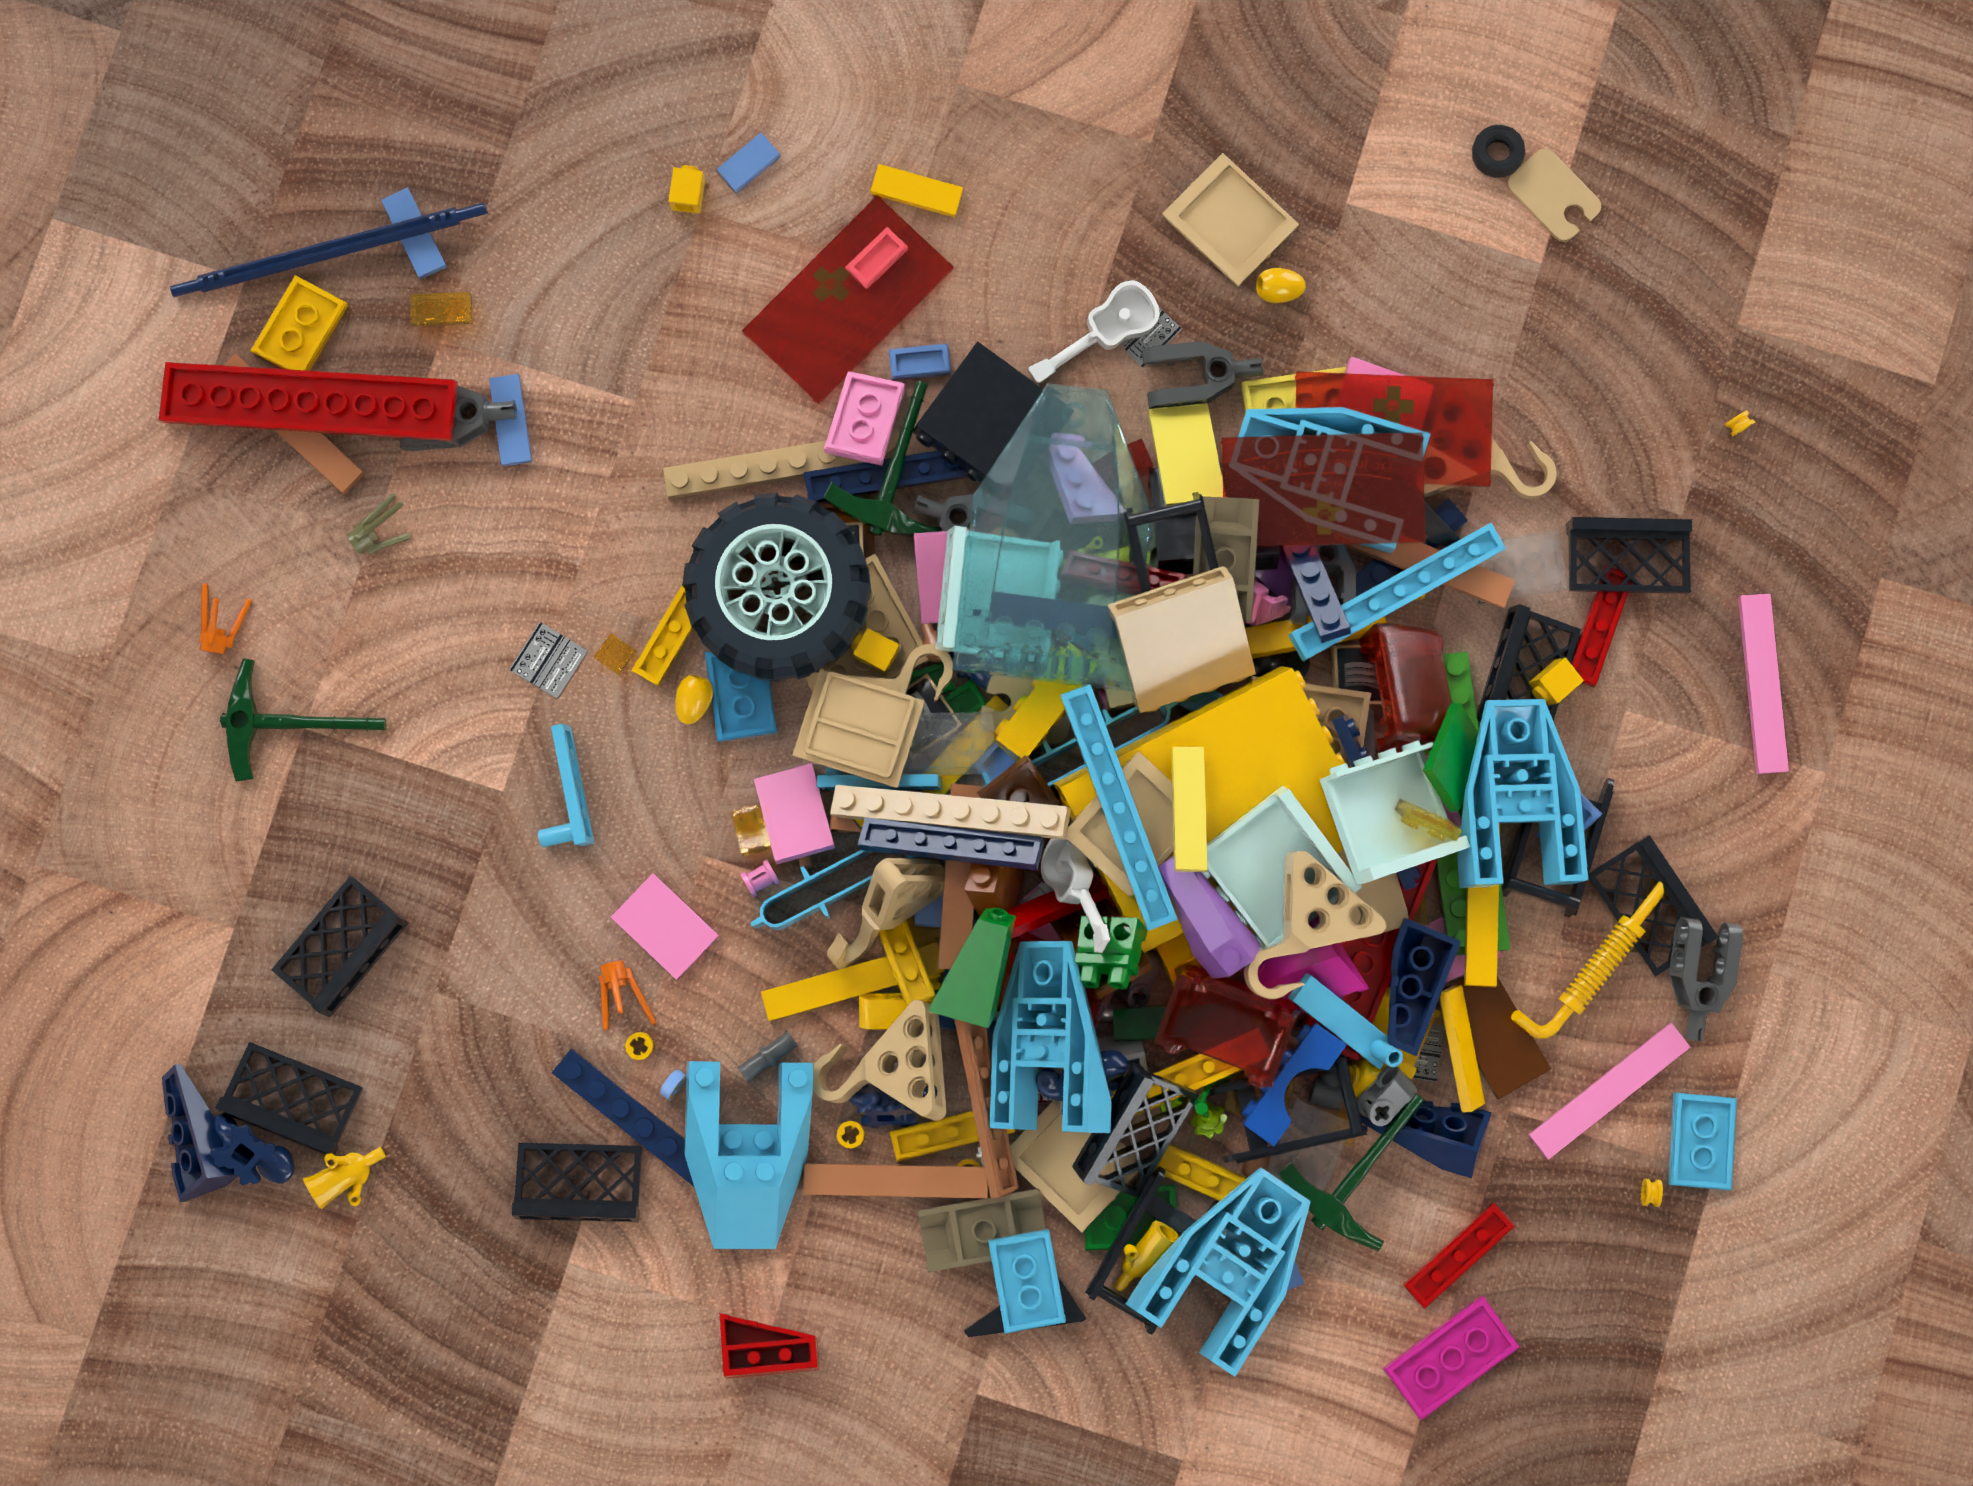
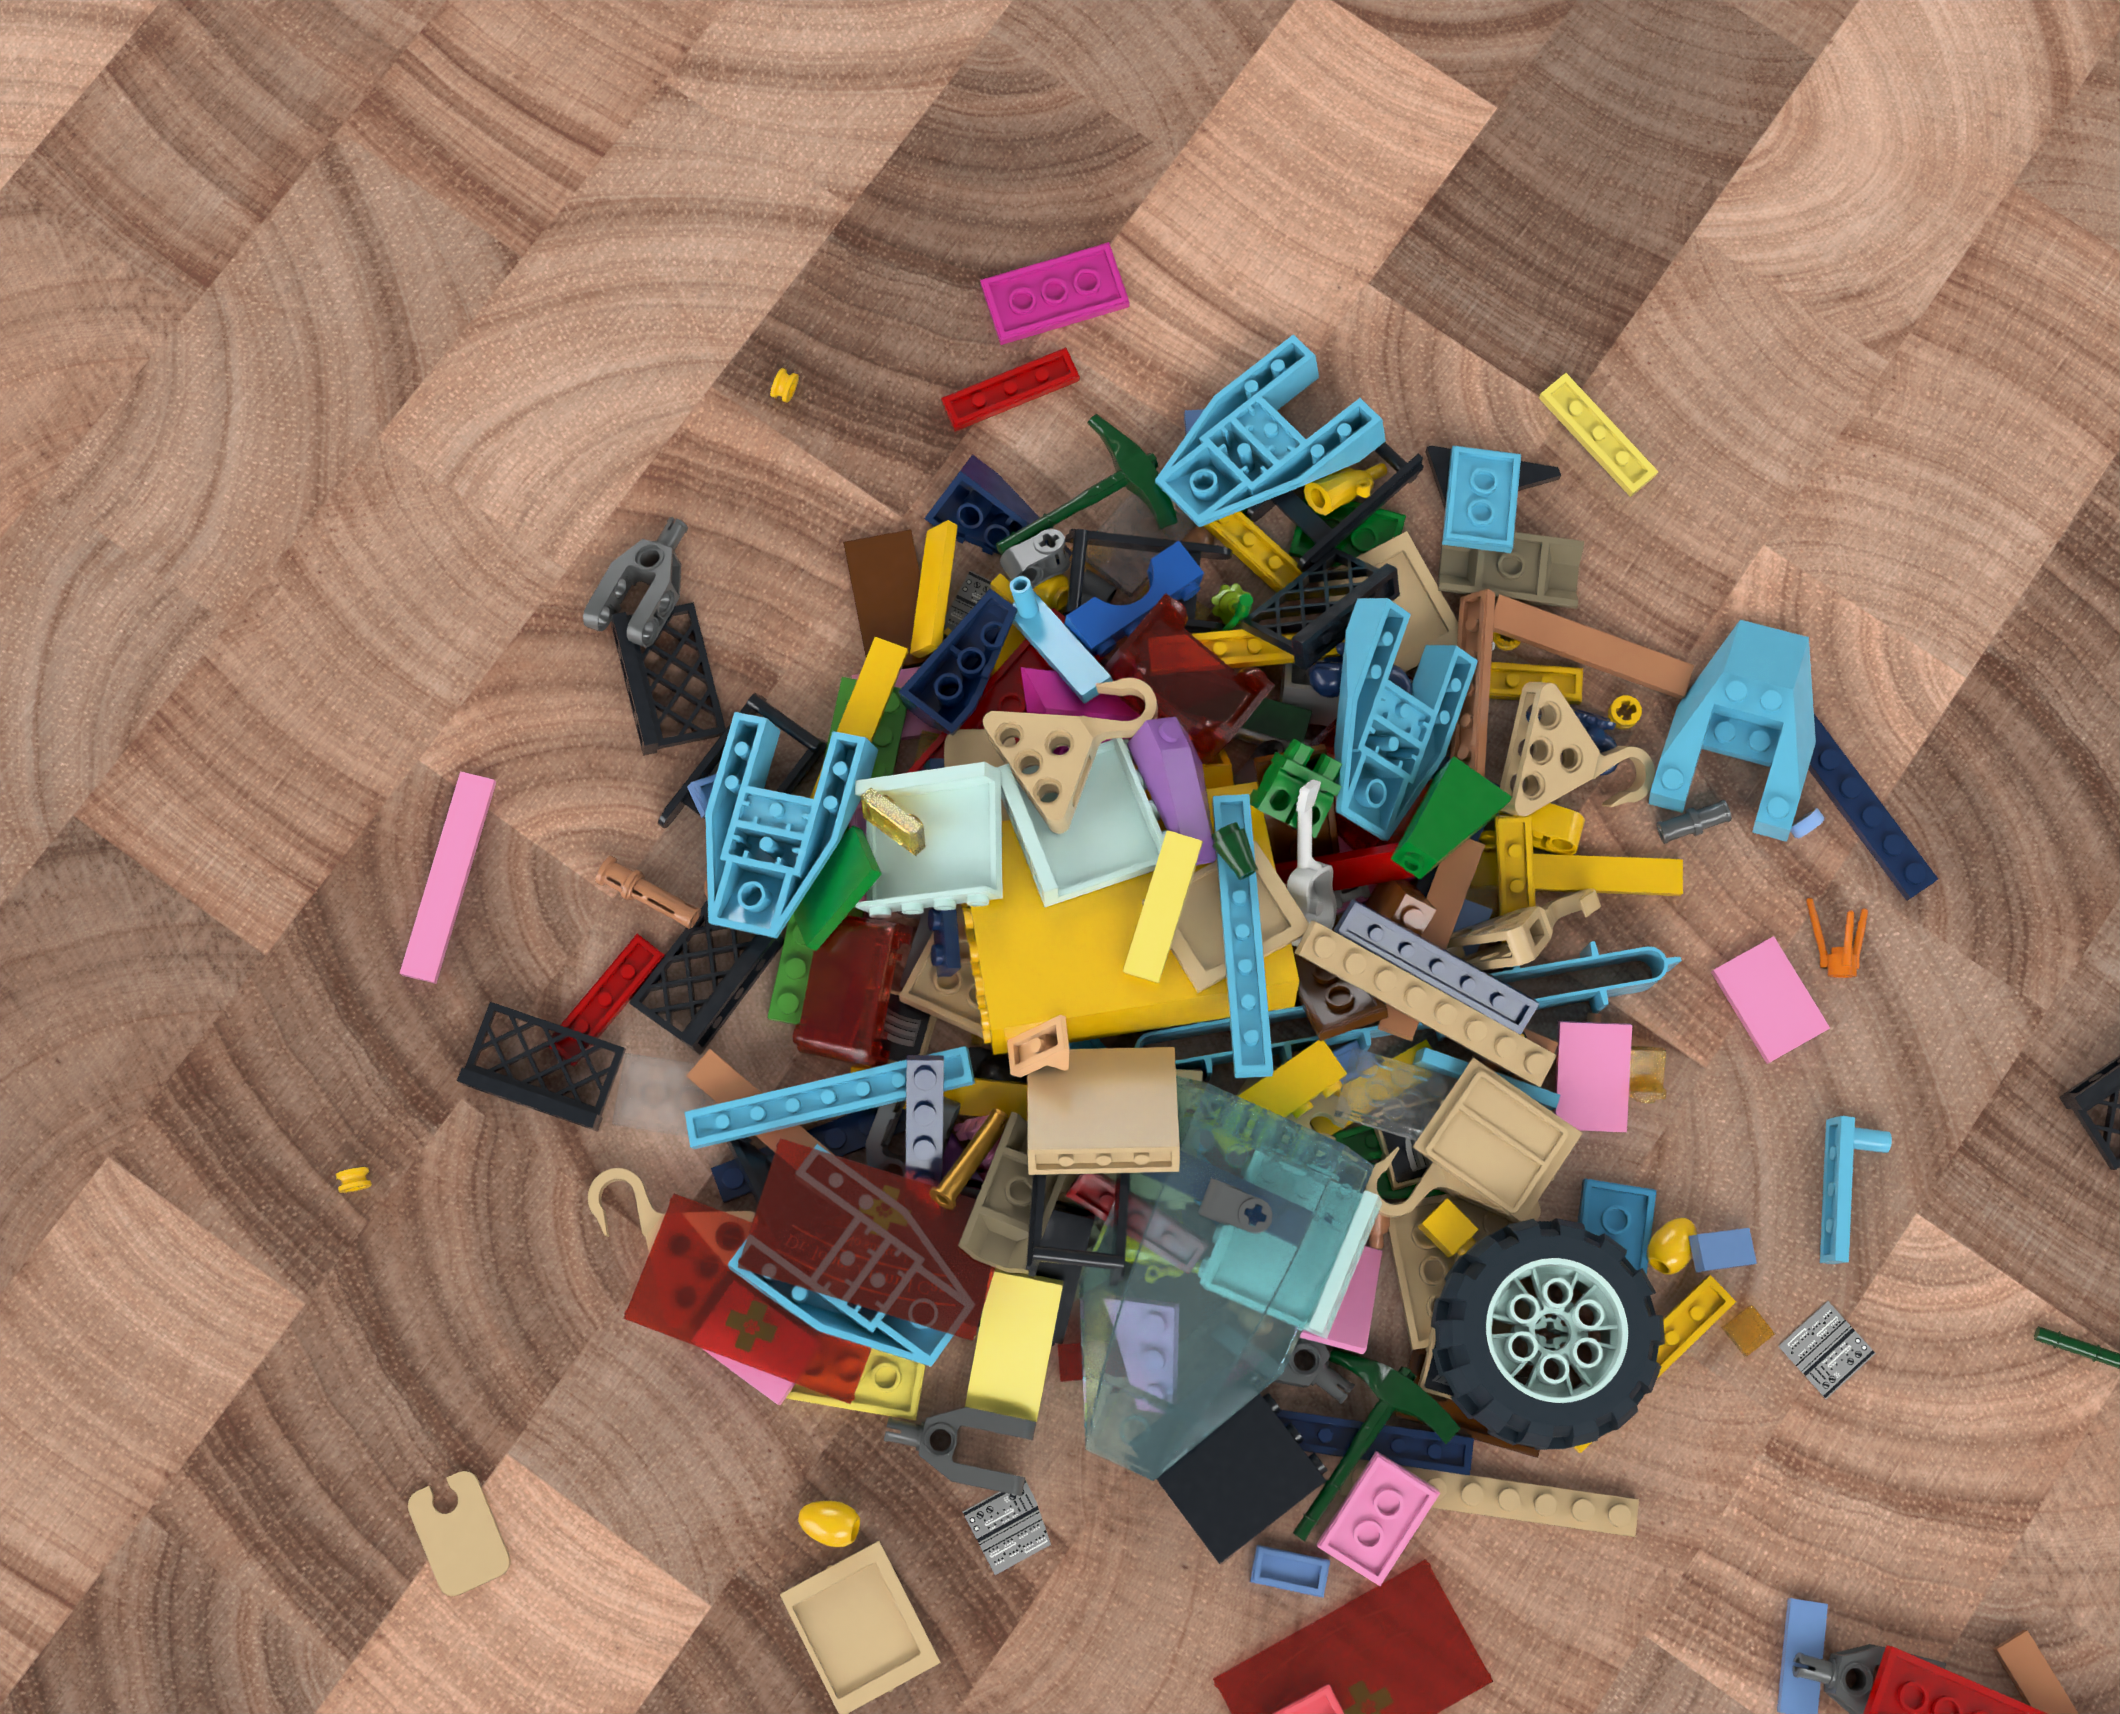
camera: 160 degrees left, 5 degrees down
(364, 536) = (2011, 1566): olive plant -> none
(577, 1210) = (1948, 725): black fence -> none
(630, 1048) = (1843, 880): yellow bush -> none
(652, 706) = (1722, 1250): none -> medium blue tile
(760, 878) = (1662, 1017): bright pink bush -> none
(764, 1349) = (1781, 518): red wedge -> none
(942, 1379) = (1598, 434): none -> light yellow plate
(1058, 588) = (1228, 1206): none -> dark grey piece
(1125, 315) = (1026, 1548): white piece -> none
(1146, 872) = (1235, 850): none -> dark green cone
(1247, 670) = (1040, 1047): none -> light nougat slope
(1271, 575) = (970, 1159): none -> pearl gold pin
(1501, 134) = (492, 1628): black tyre -> none
(1555, 681) = (683, 947): yellow brick -> none
(1596, 970) = (756, 625): yellow piece -> none
(1609, 1091) = (788, 502): bright pink tile -> none
(1613, 722) = (633, 885): none -> nougat pin
(1702, 1141) = (709, 421): medium azure tile -> none

